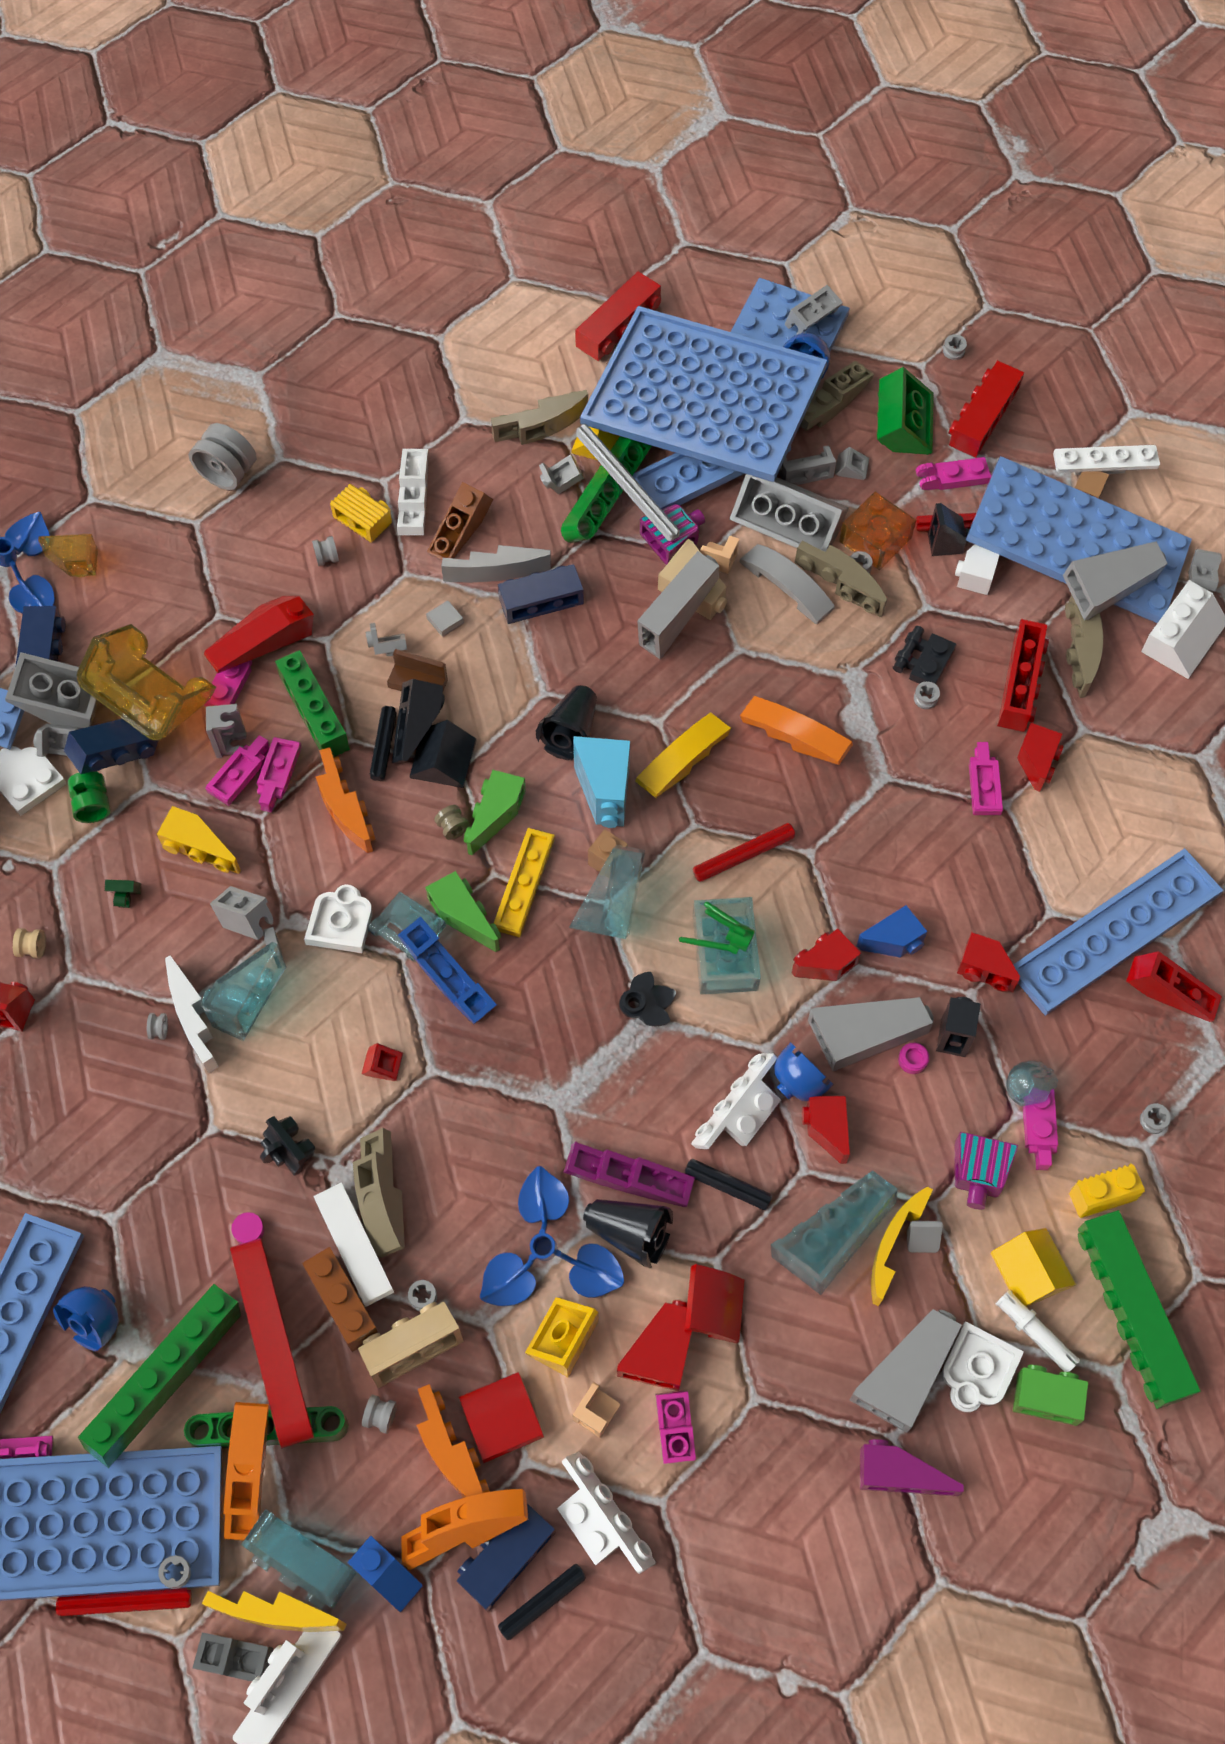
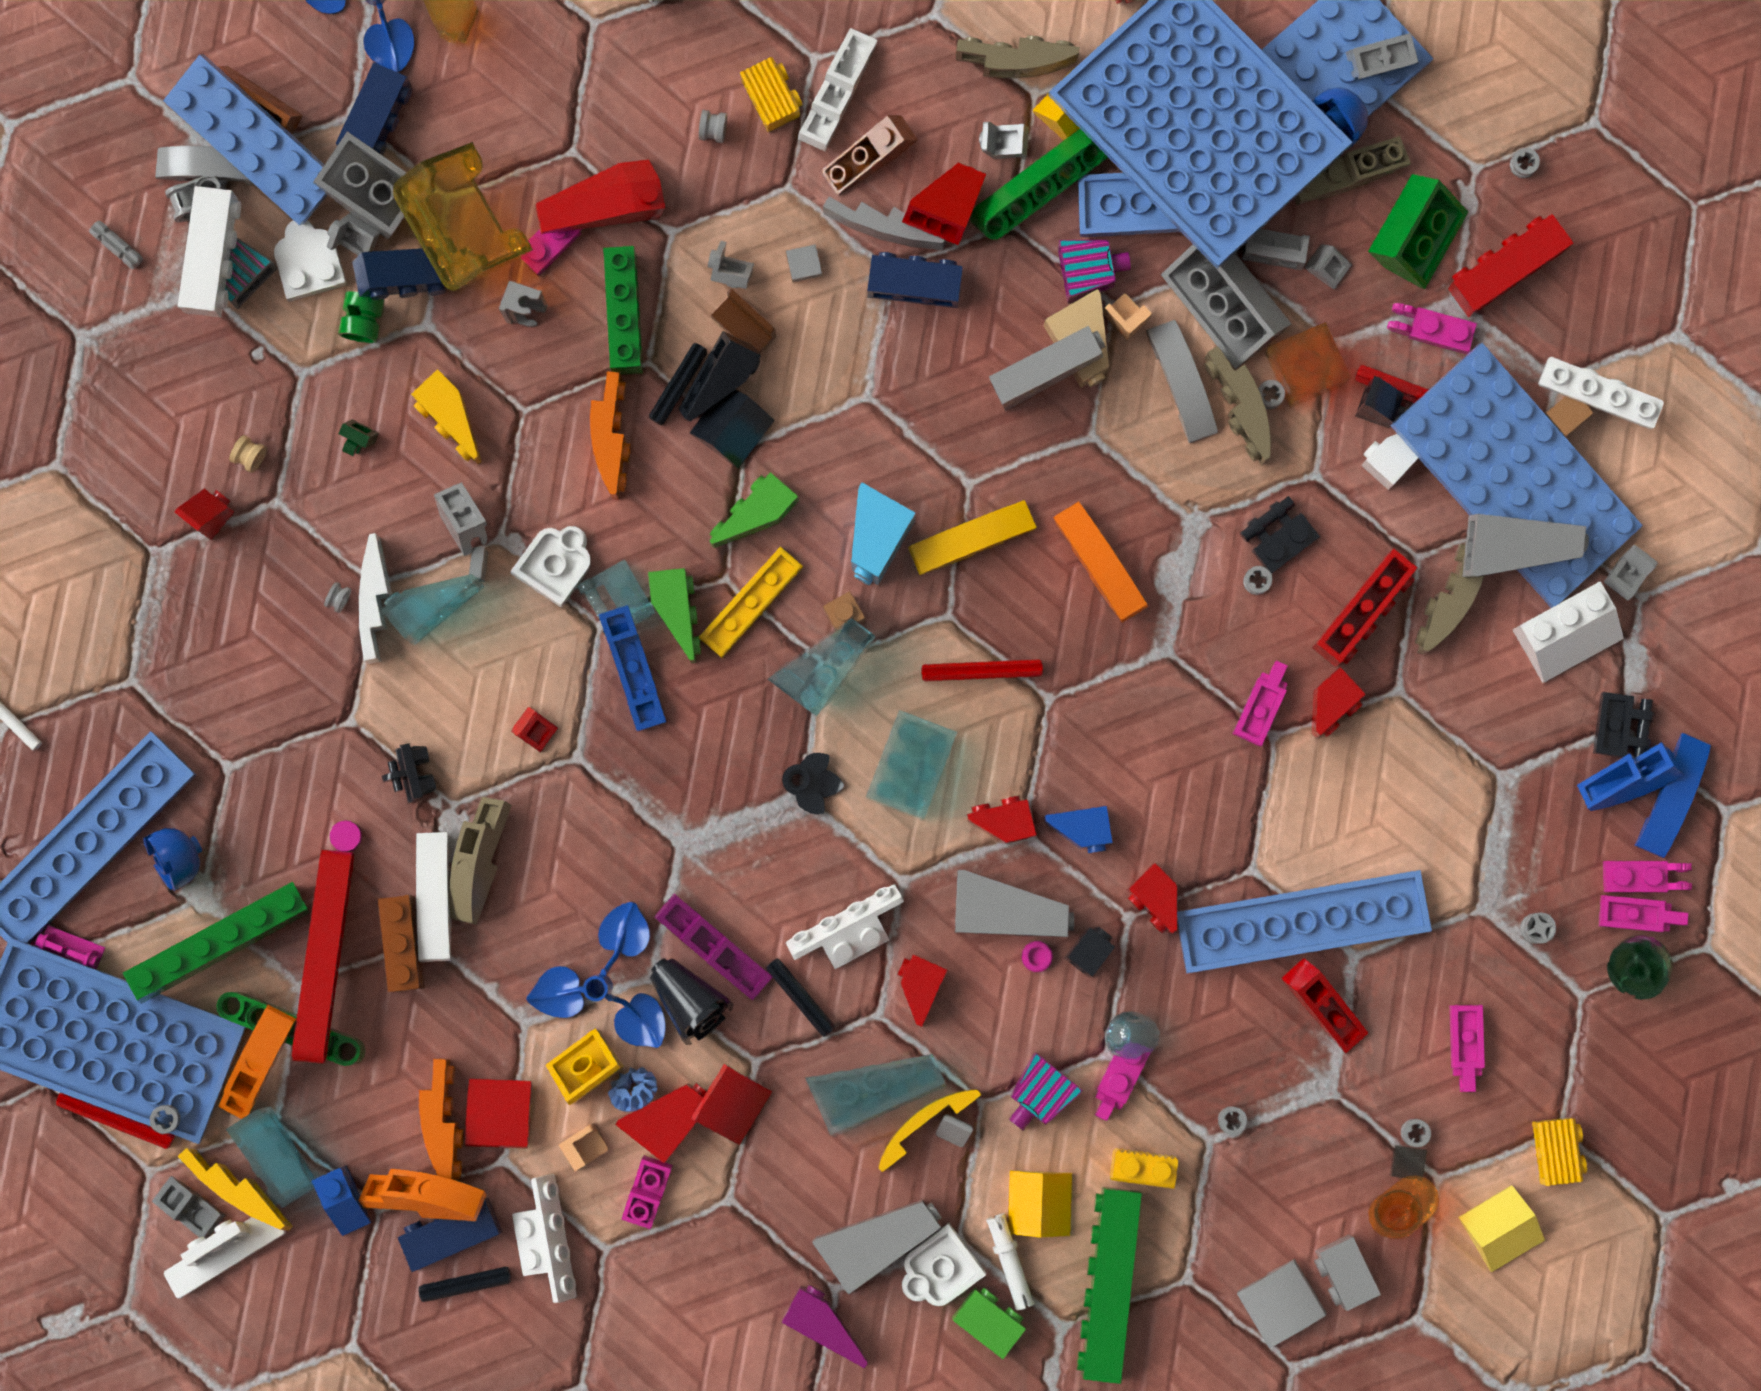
camera: 25 degrees right, 20 degrees up
(238, 771) = (520, 352): dark pink hinge -> none
(277, 771) = (558, 369): dark pink hinge -> none
(379, 1414) = (393, 1062): light grey wheel -> none
(410, 1343) = (444, 1012): tan slope -> none
(415, 1288) = (486, 968): light grey bush -> none
(452, 822) = (707, 507): dark tan wheel -> none
(538, 526) = (946, 203): none -> red slope
(568, 719) = (875, 449): black cone -> none
(627, 482) = (1062, 195): light grey axle -> none
(629, 1331) = (641, 1094): none -> medium blue gear
(738, 934) = (920, 770): green plant -> none
(799, 1075) = (918, 927): blue cylinder -> none

